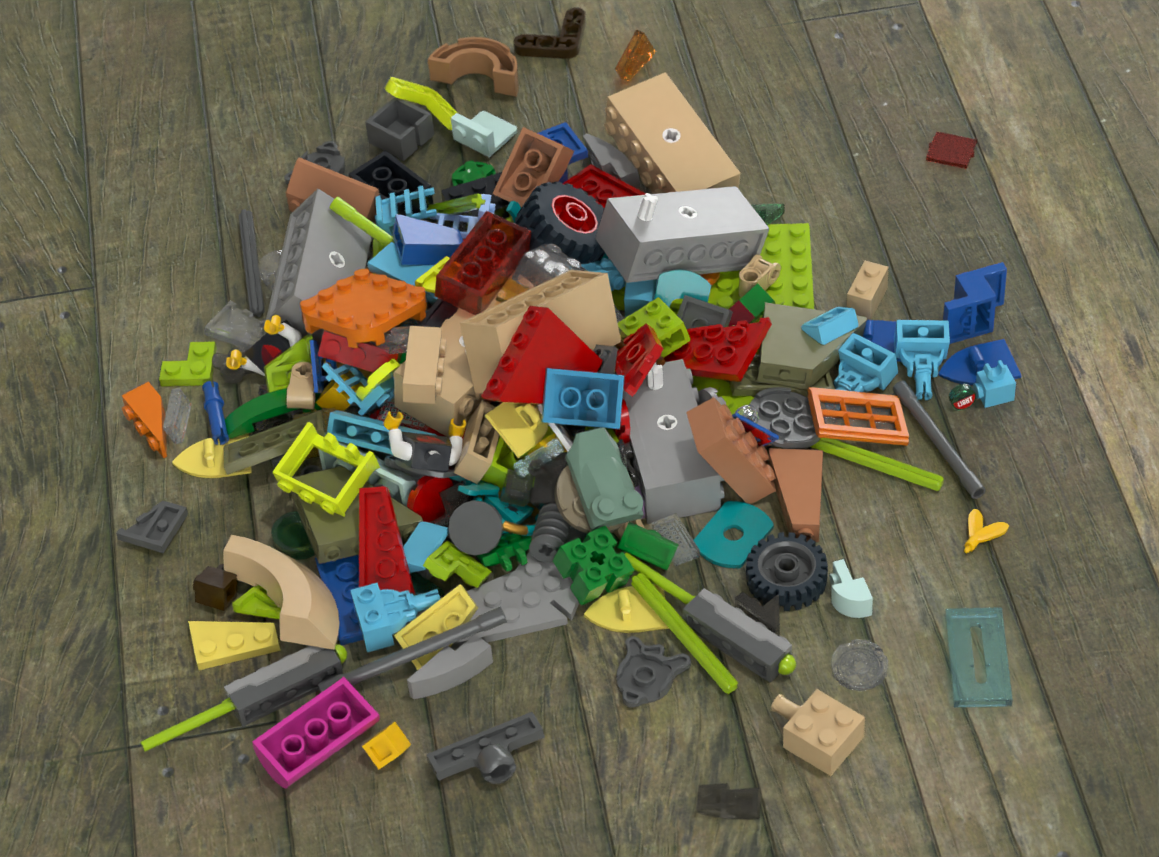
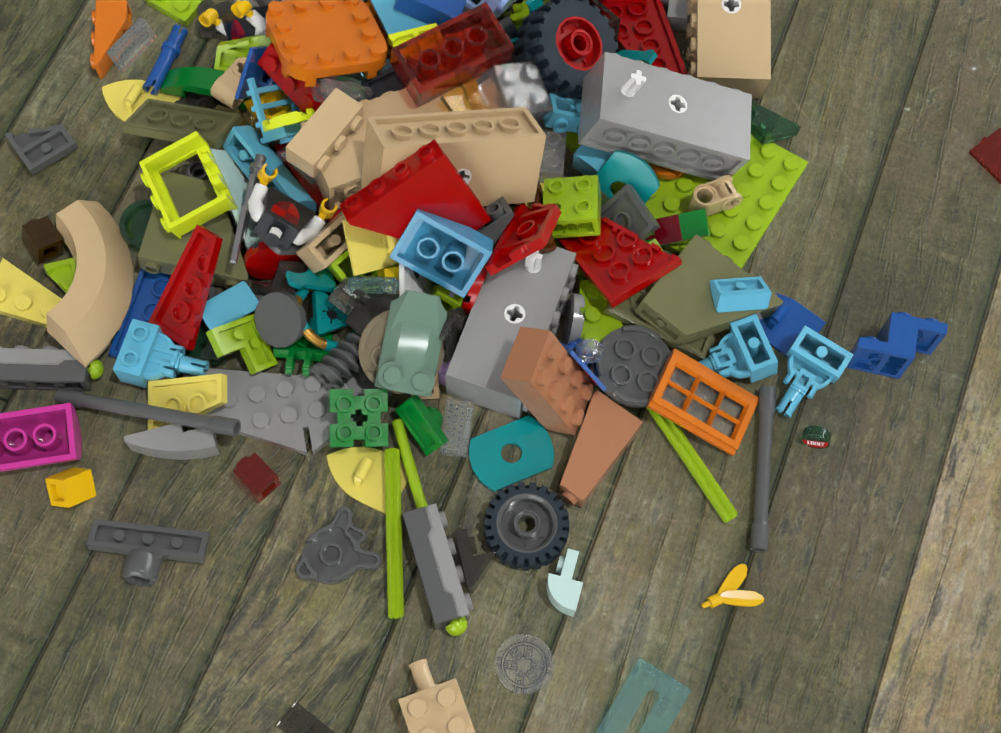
camera: 25 degrees right, 20 degrees up
(377, 428) = (242, 227): none -> flat silver piece
(540, 654) = (256, 477): none -> clear red brick
(868, 289) = (808, 268): tan brick -> none
(965, 364) = (862, 410): blue shield -> none
(995, 385) = (854, 444): medium azure brick -> none

